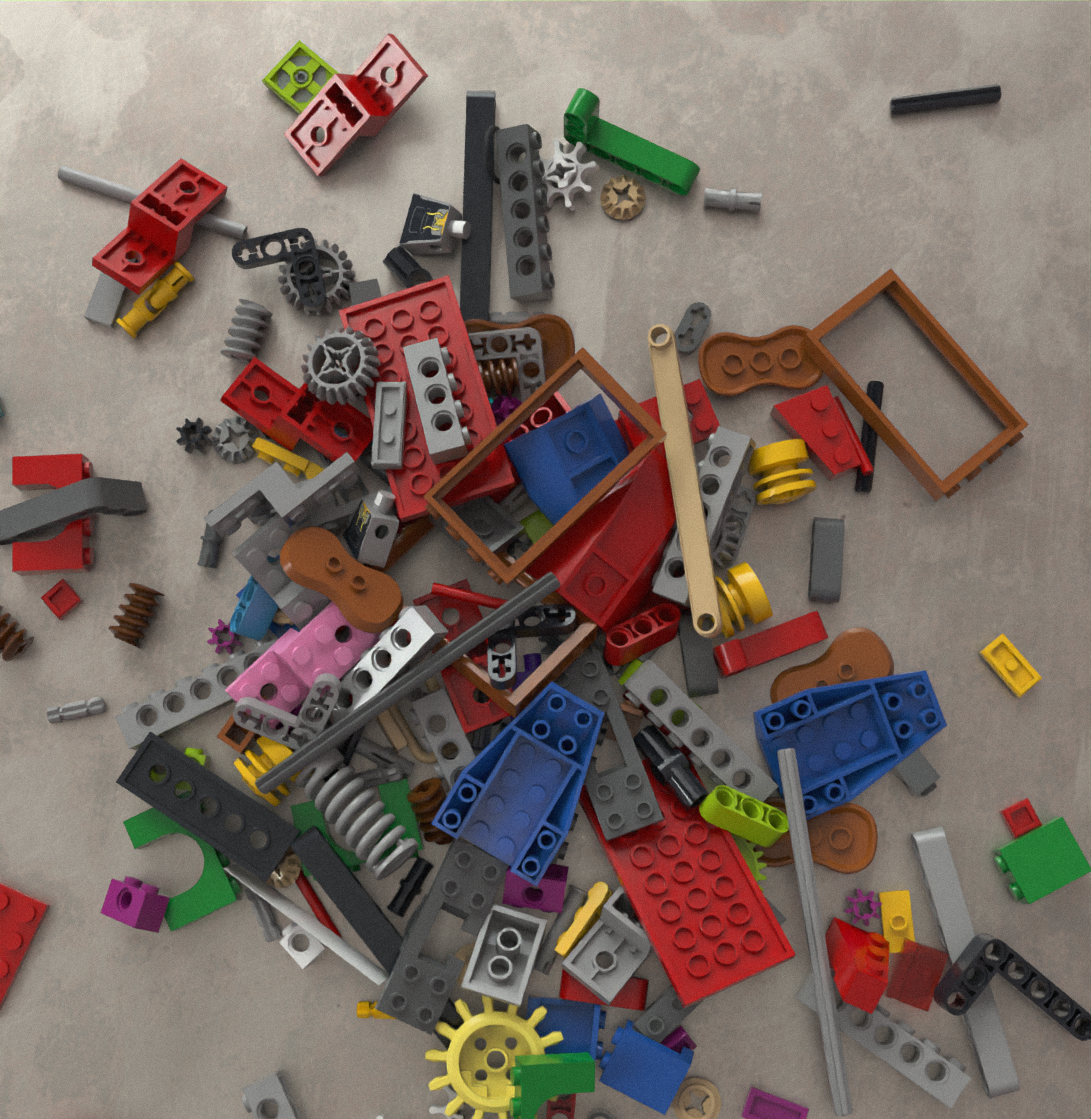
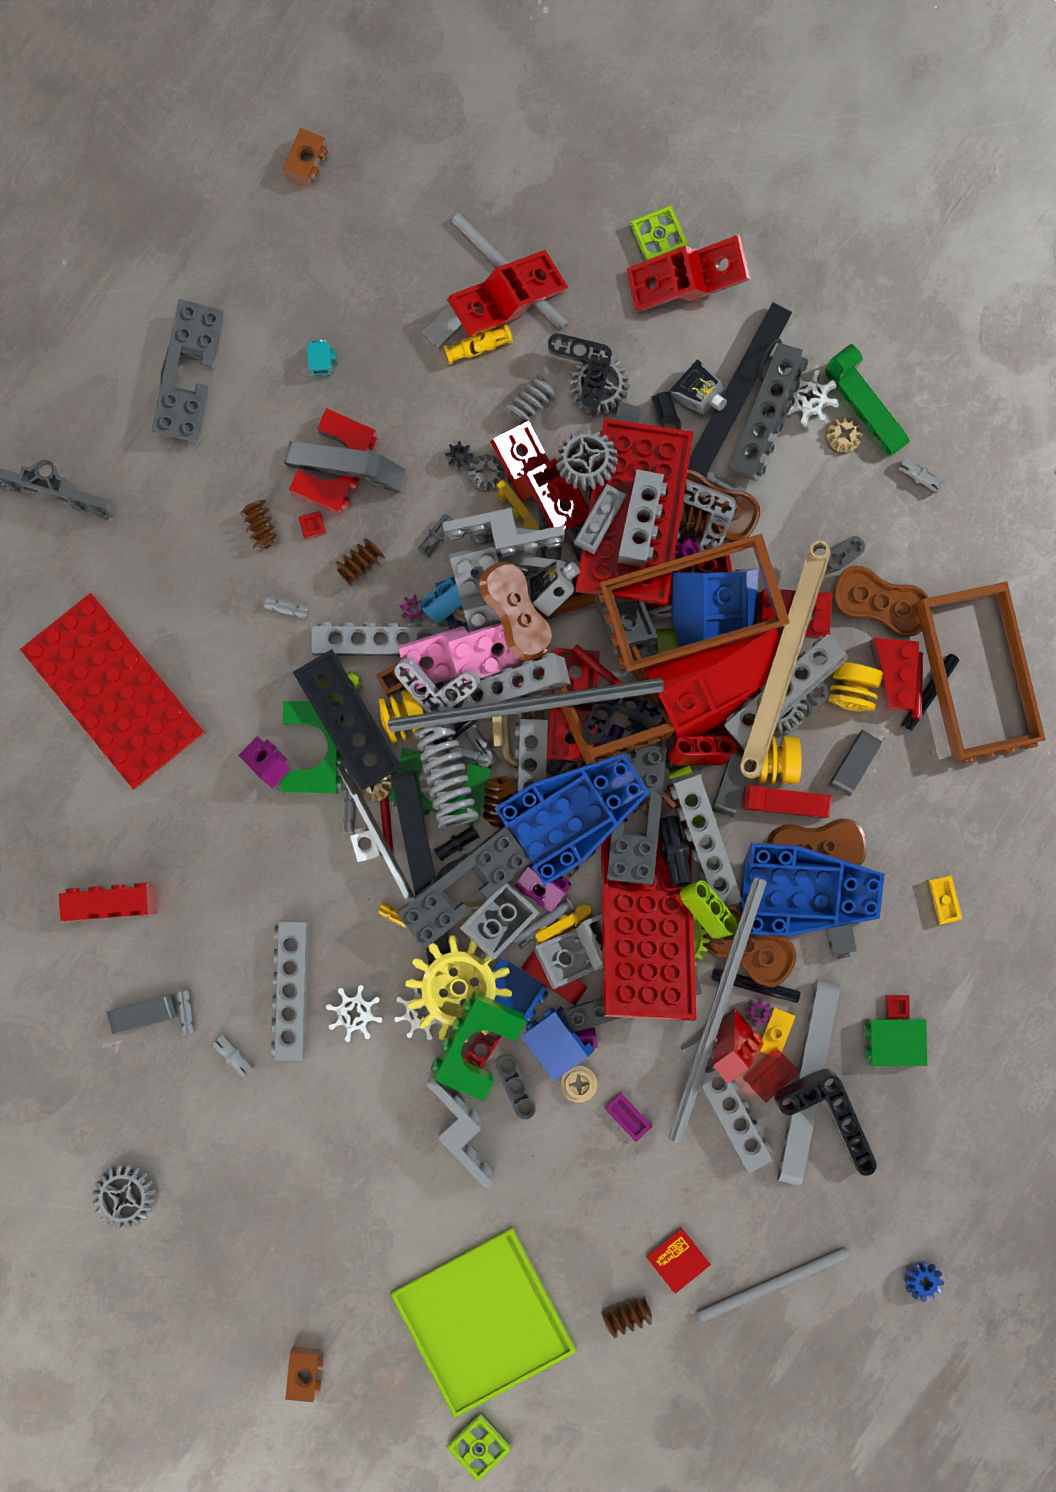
camera: 15 degrees right, 5 degrees up
(834, 879) = (749, 984): none -> black axle

